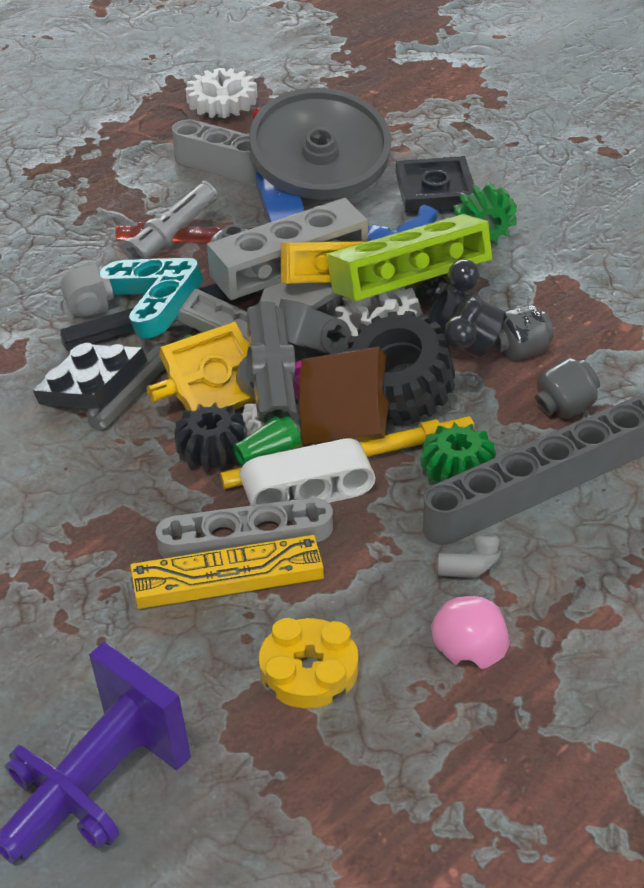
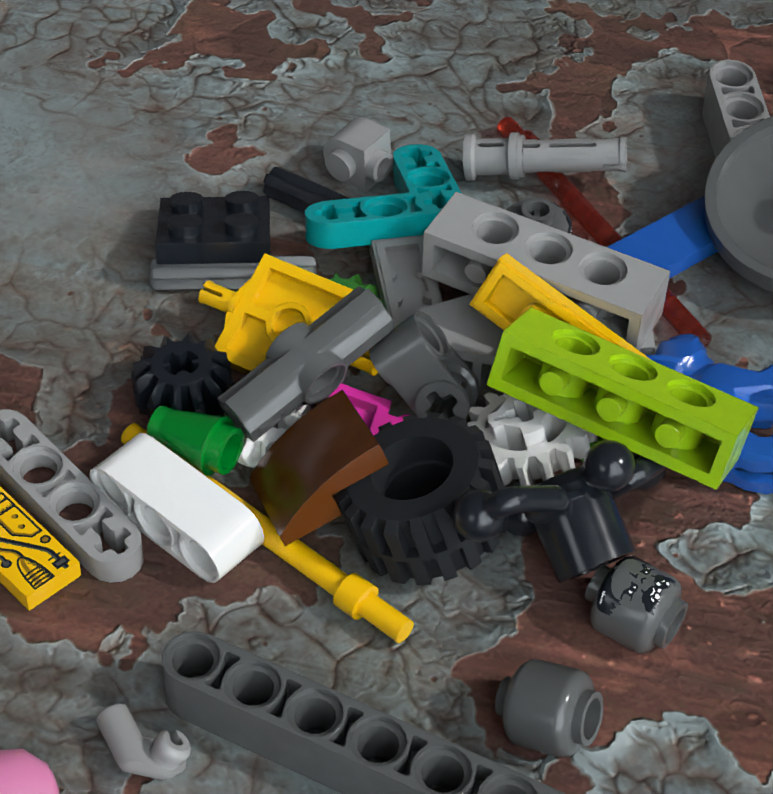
camera: 55 degrees right, 5 degrees up
(454, 451) = (317, 639): green gear -> none

